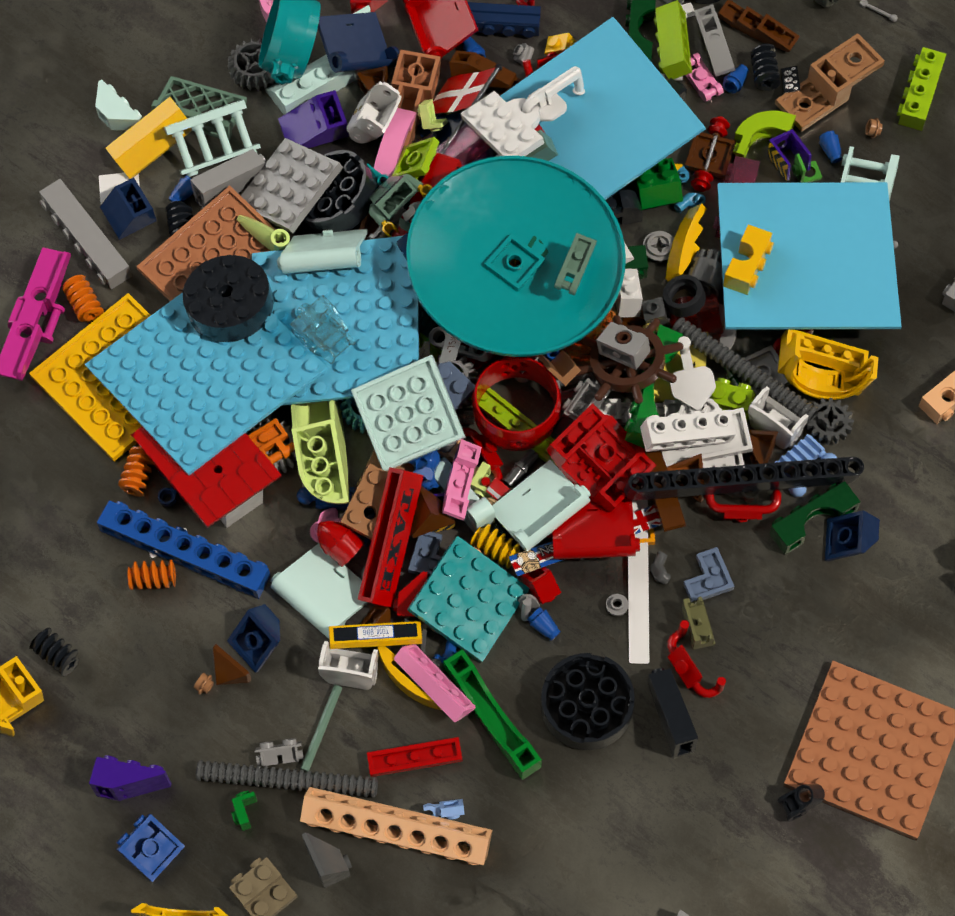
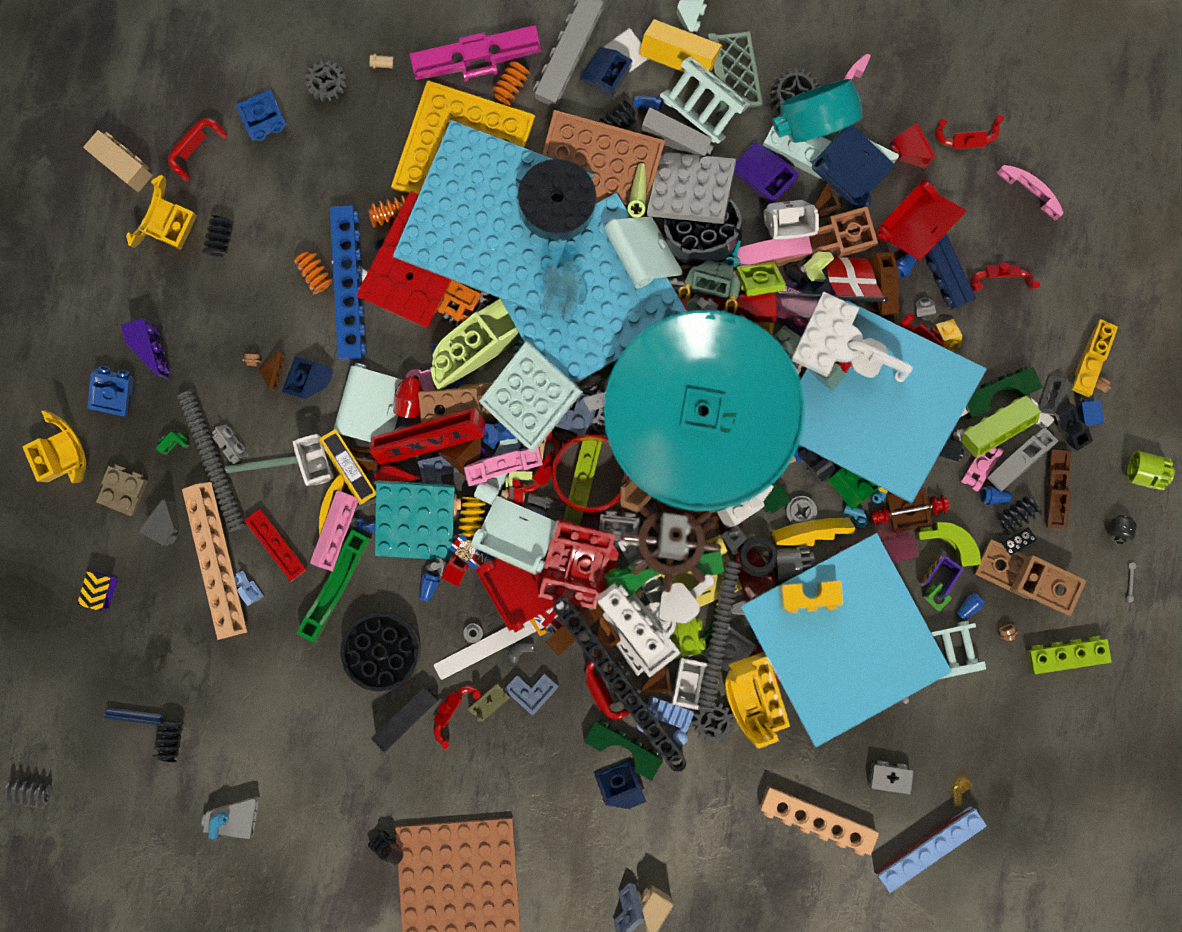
camera: 60 degrees right, 20 degrees up
(575, 263) = (719, 463): sand green plate -> none

